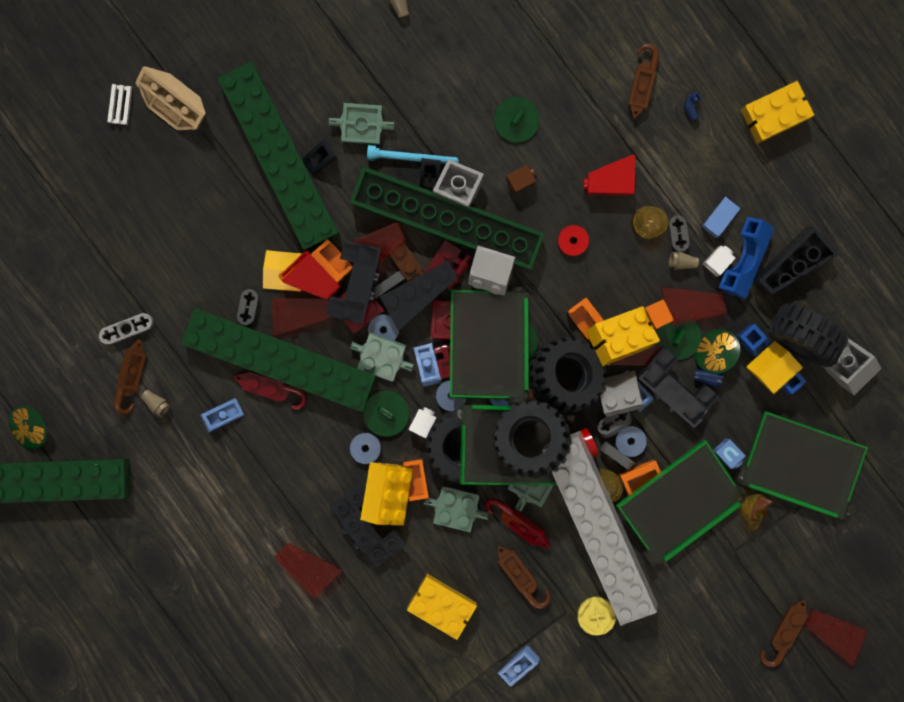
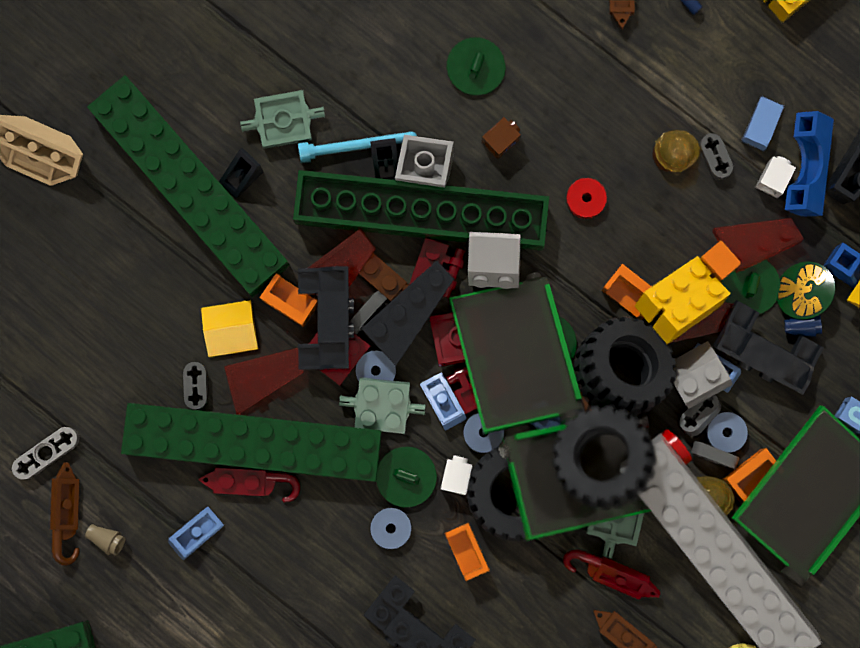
camera: 20 degrees left, 5 degrees down
(309, 276) = (266, 326): red slope -> none
(386, 494) = (434, 579): yellow piece -> none
(456, 508) = (527, 576): sand green plate -> none
(613, 179) = (615, 109): red slope -> none
(682, 261) = (727, 189): dark tan cone -> none

